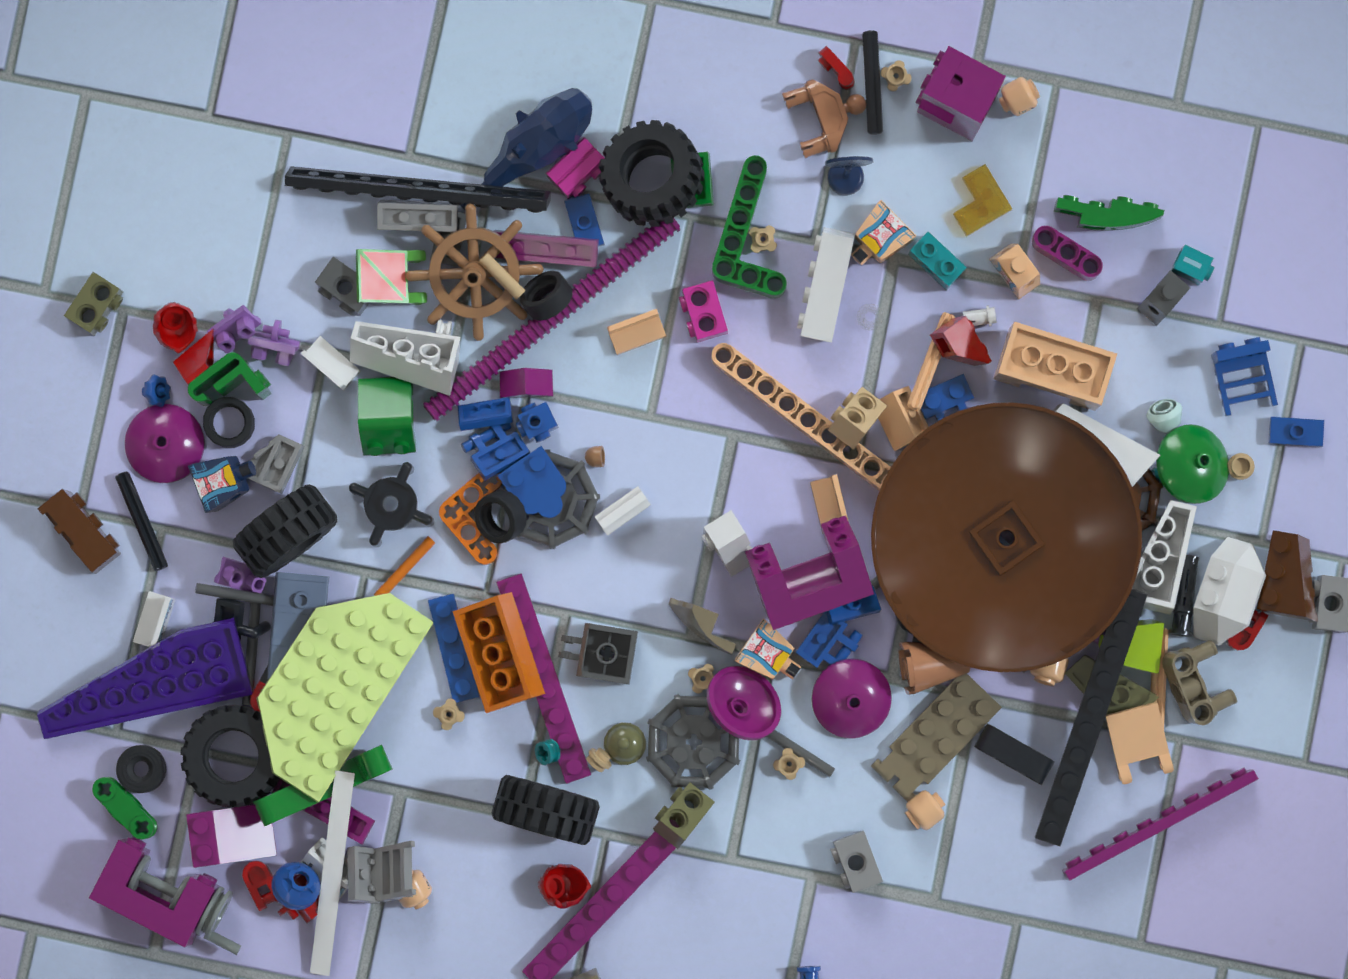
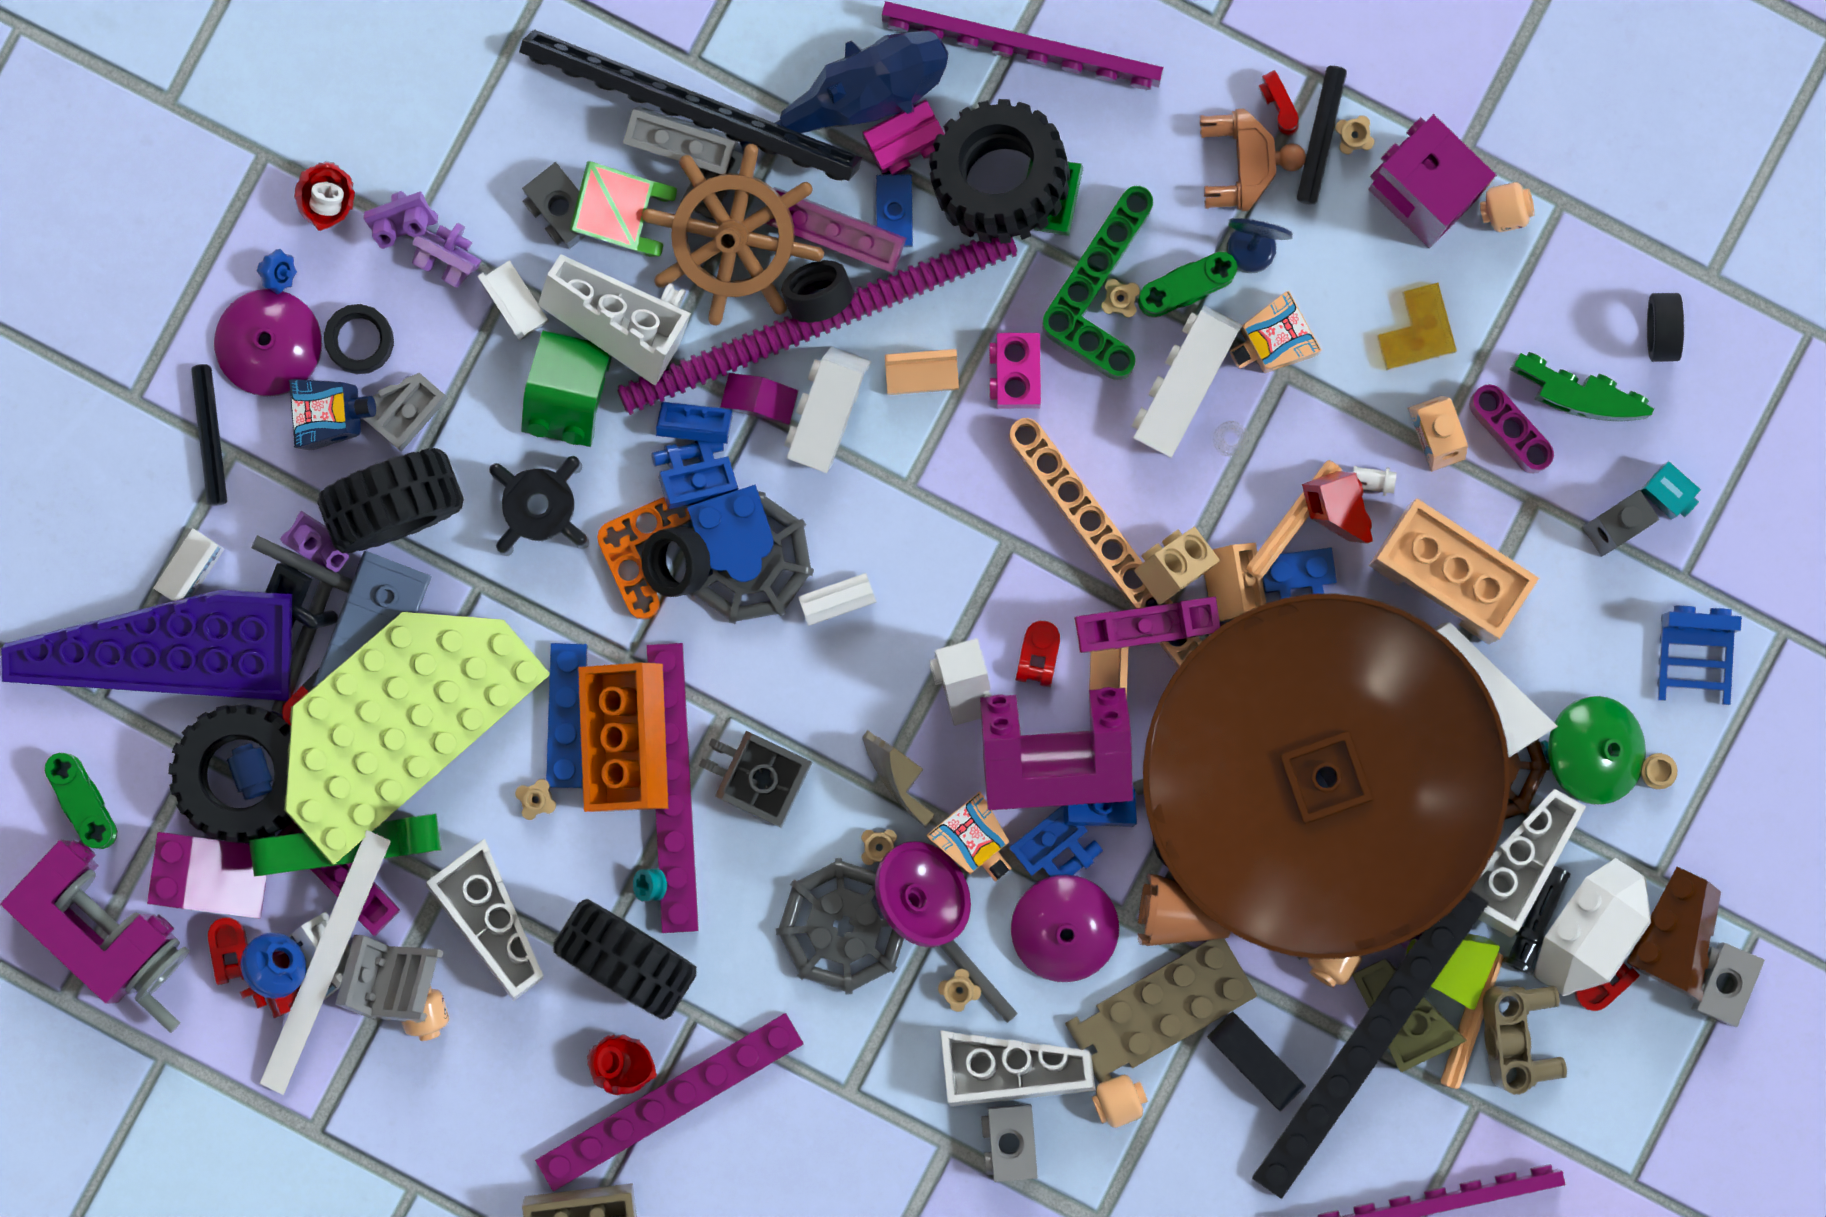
camera: 10 degrees right, 0 degrees up
(81, 529) = (127, 423): reddish brown wedge -> none
(88, 300) = (221, 128): olive brick -> none
(127, 776) = (96, 751): black tyre -> none
(177, 329) = (326, 198): none -> white bush
(196, 358) = (341, 248): red slope -> none
(225, 377) = (372, 278): green piece -> none
(240, 752) = (250, 771): none -> dark blue brick
(406, 566) = (535, 592): orange bar -> none
(433, 804) = (483, 912): none -> white wedge
(501, 275) = (766, 249): tan piece -> none
(533, 412) = (755, 438): blue brick -> none
(576, 377) = (826, 409): none -> white wedge
(595, 456) = (822, 519): medium nougat hinge -> none
(599, 759) = (714, 914): tan plate -> none
(625, 743) = (753, 902): olive piece -> none
(651, 78) = (1037, 49): none -> magenta plate
(685, 817) = (803, 1018): olive brick -> none
(777, 498) = (1040, 640): none -> red plate
(807, 215) = (1187, 284): none -> green piece
(837, 811) = (1003, 1070): none -> white wedge
(848, 466) = (1147, 625): none -> magenta slope
(937, 260) = (1339, 390): teal brick -> none
(1138, 736) = (1423, 1084): light nougat flag -> none
(1155, 150) = (1665, 327): none -> black tyre
(1165, 415) = (1579, 676): light aqua cone -> none
(1296, 431) = (1744, 746): blue plate -> none

